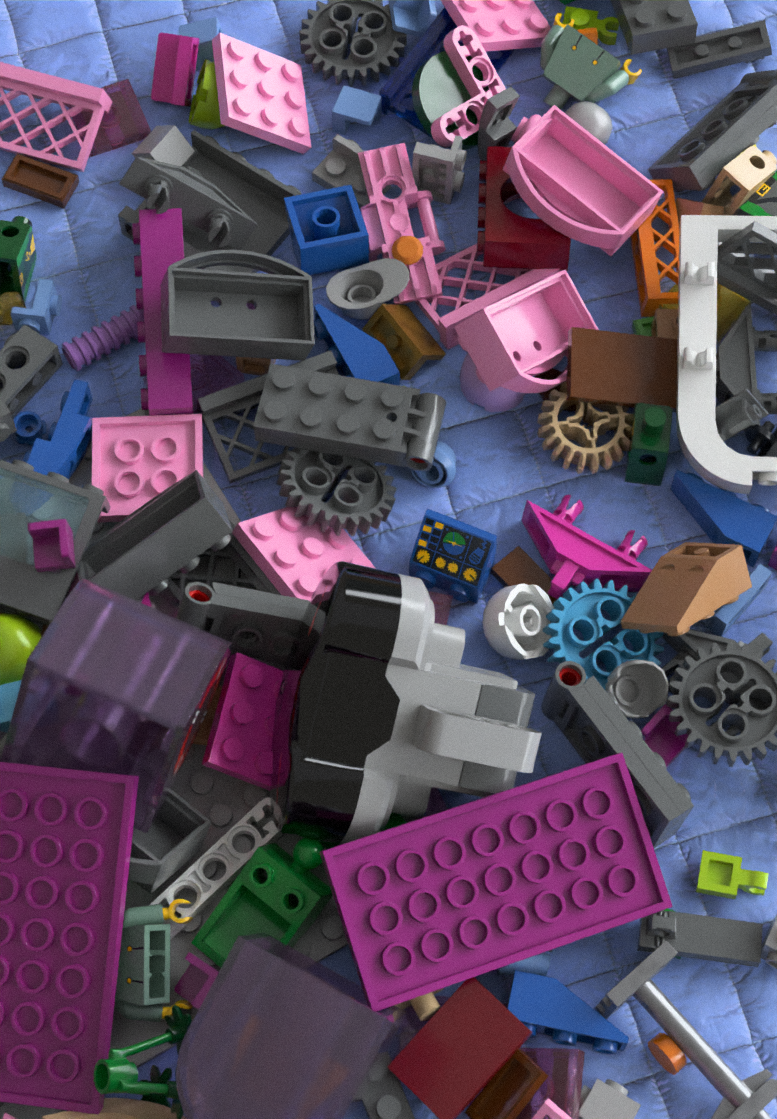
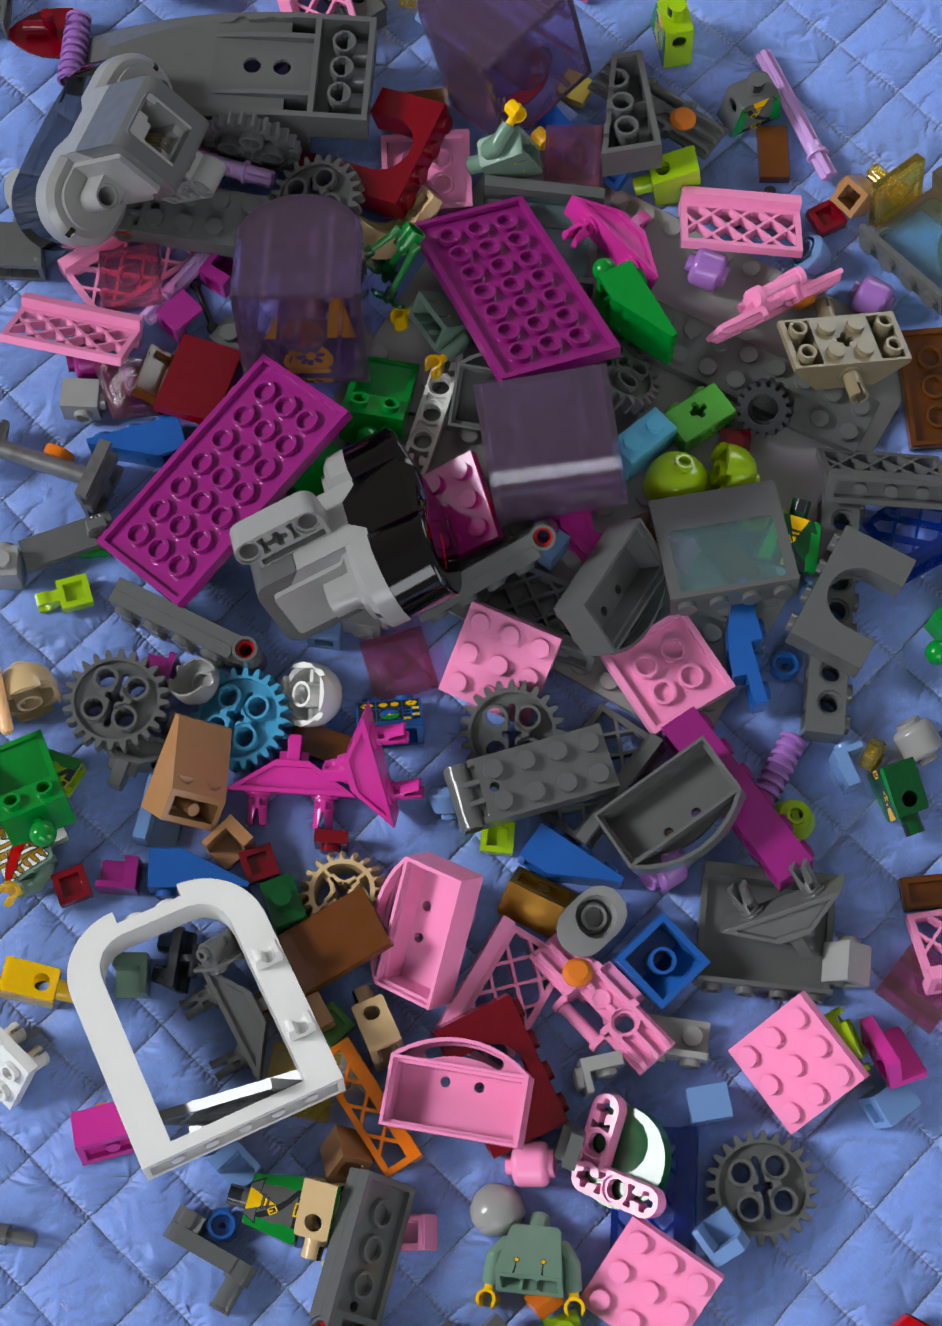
camera: 150 degrees right, 5 degrees up
(52, 545) = (681, 539): magenta panel -> none
(118, 292) = (801, 816): none -> lime cone
(196, 980) = (392, 343): magenta panel -> none
(498, 502) = (367, 770): none -> dark pink connector
(570, 481) = (331, 841): none -> dark red plate
(616, 292) = (375, 1026): none -> tan torso
(653, 498) = (259, 864): none -> dark red plate
(659, 141) = (421, 1233): none -> bright pink slope
(670, 533) = (227, 841): none -> medium nougat panel

